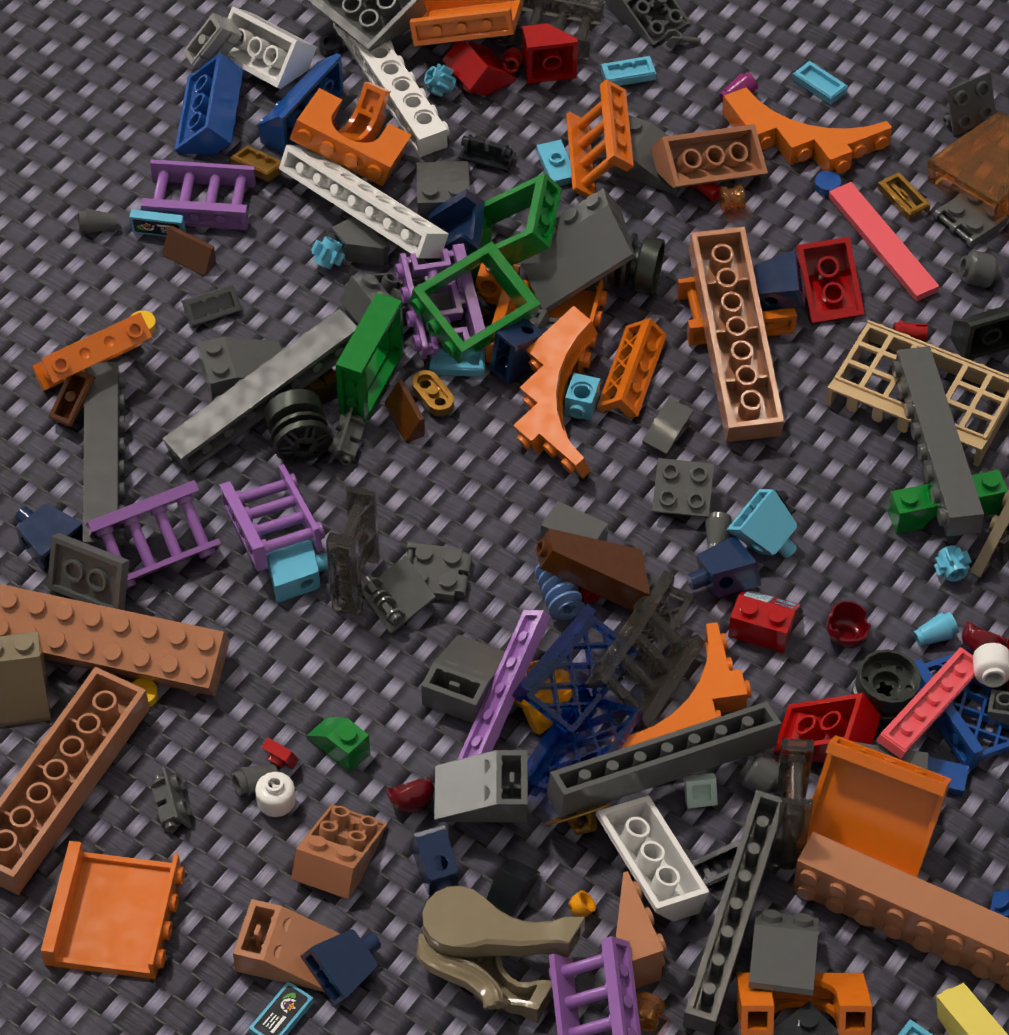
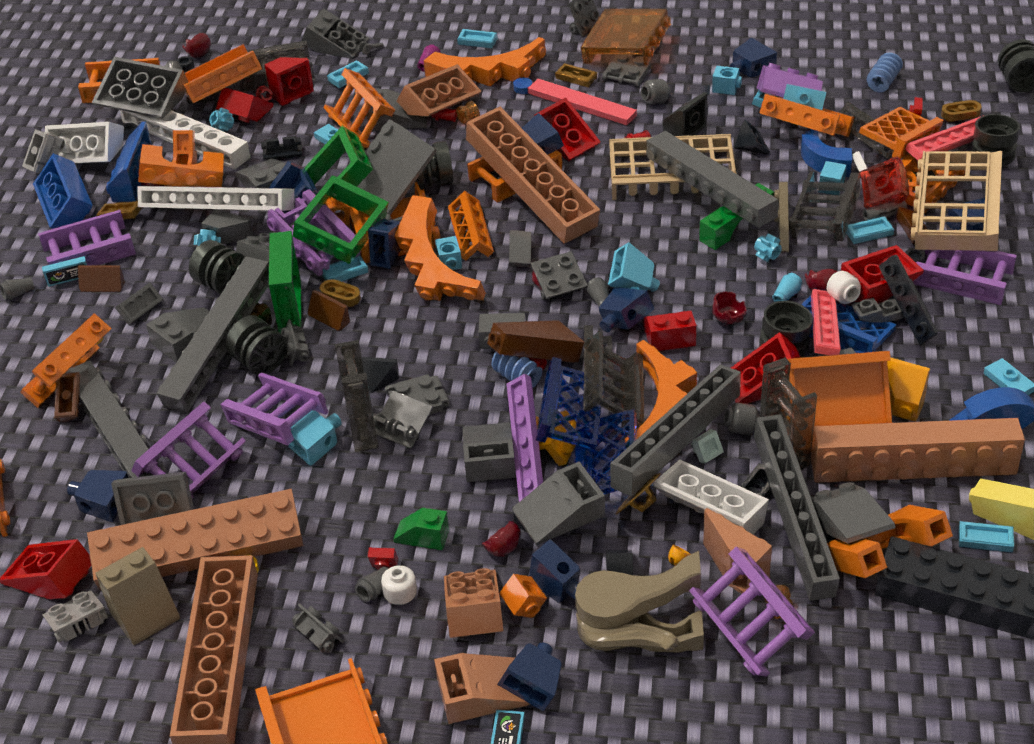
camera: 25 degrees left, 10 degrees down
(313, 294) = (214, 265): none -> pearl dark grey wheel
(389, 870) = (523, 596): none -> orange brick
(407, 519) = (380, 372): none -> black slope
(966, 830) = (907, 388): none -> light orange slope

